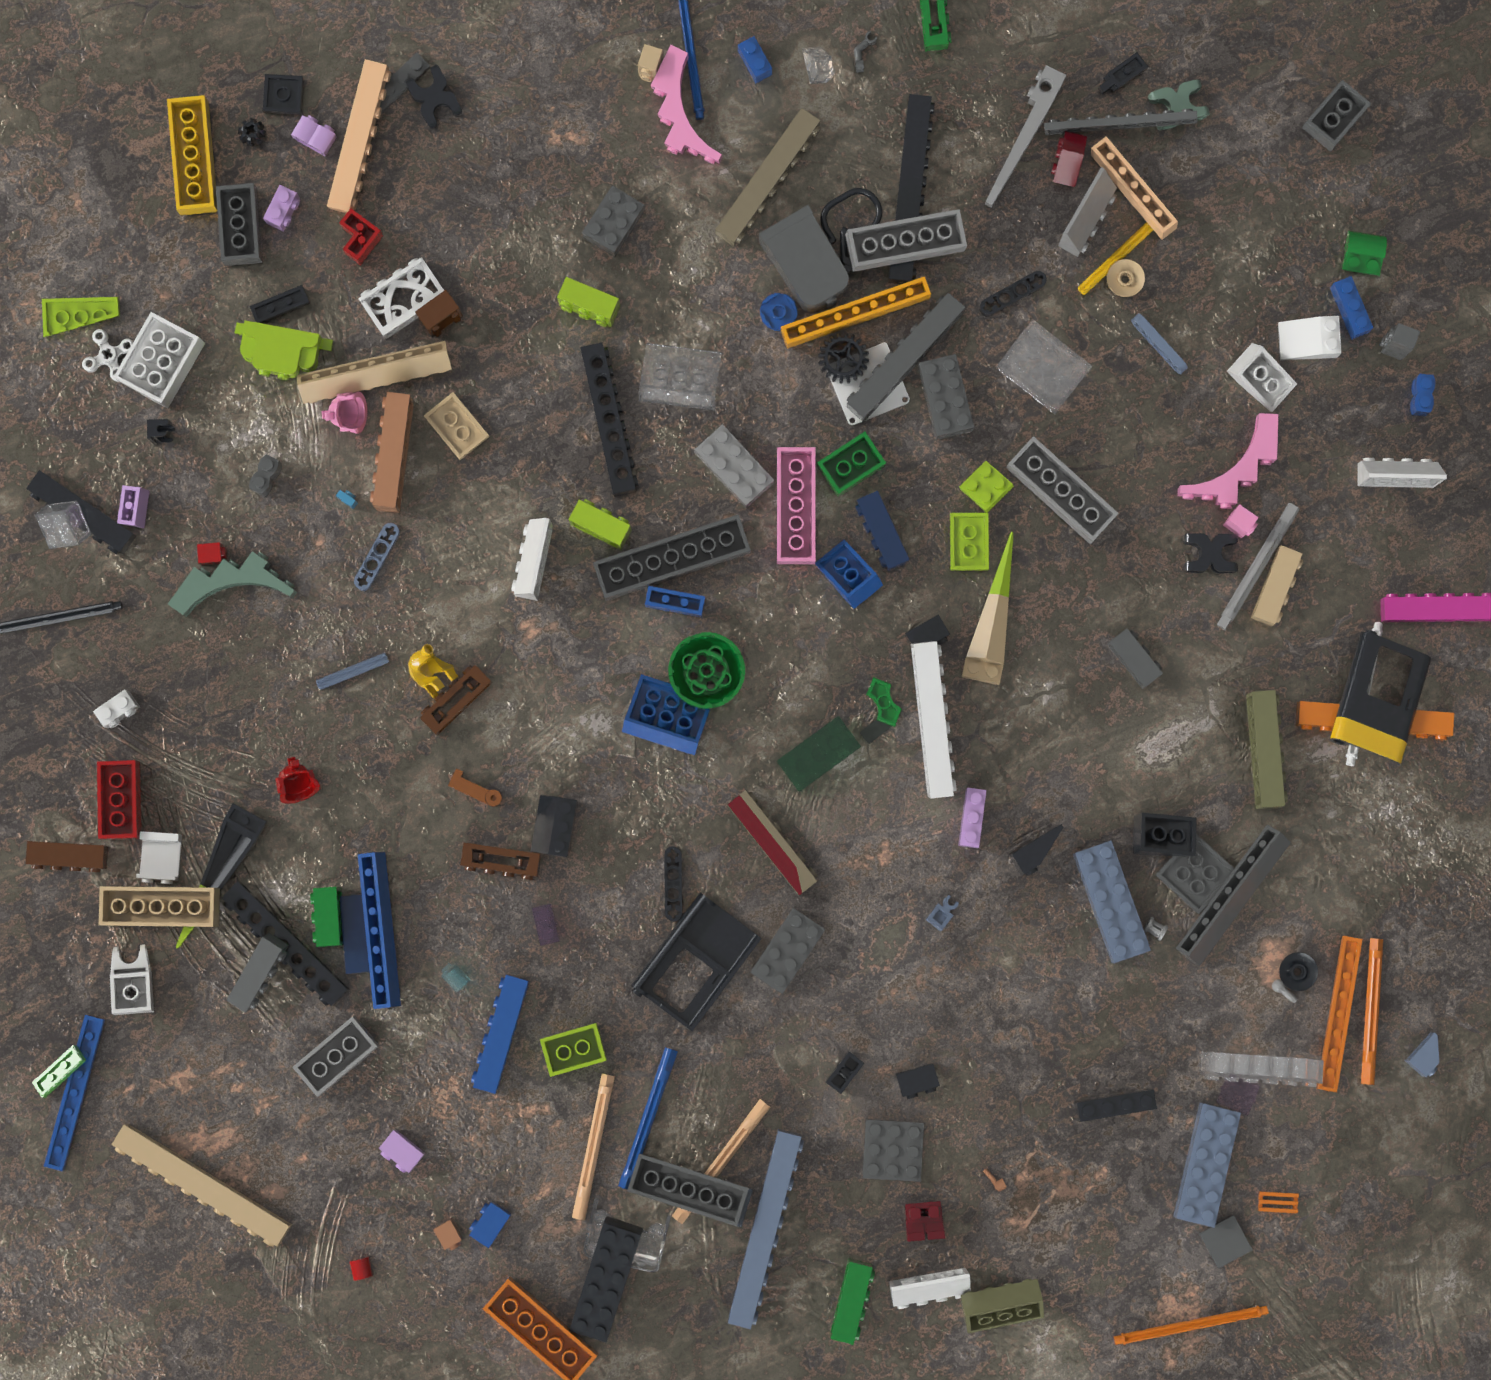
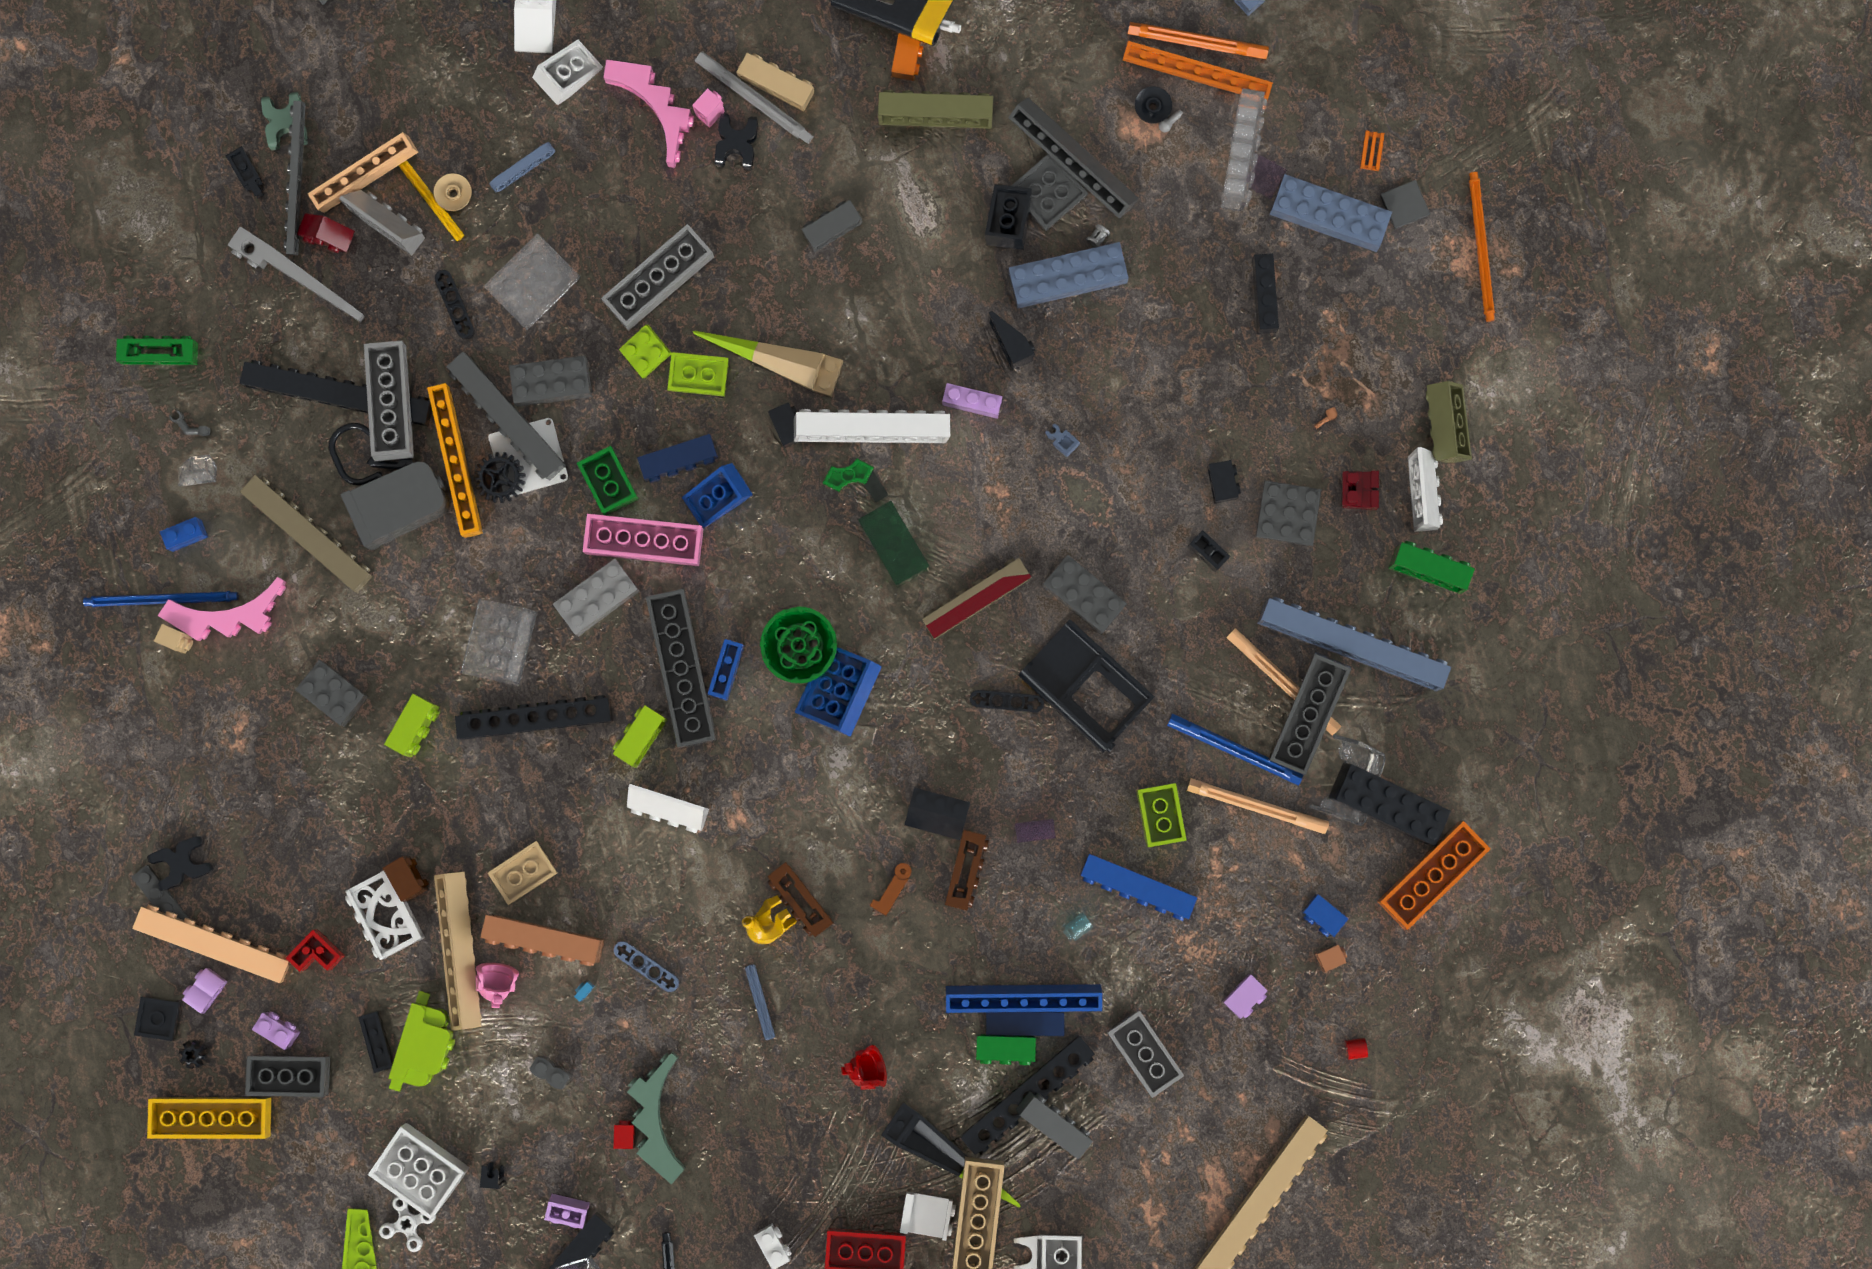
camera: 85 degrees left, 0 degrees up
(778, 311) = (444, 538): blue tile -> none

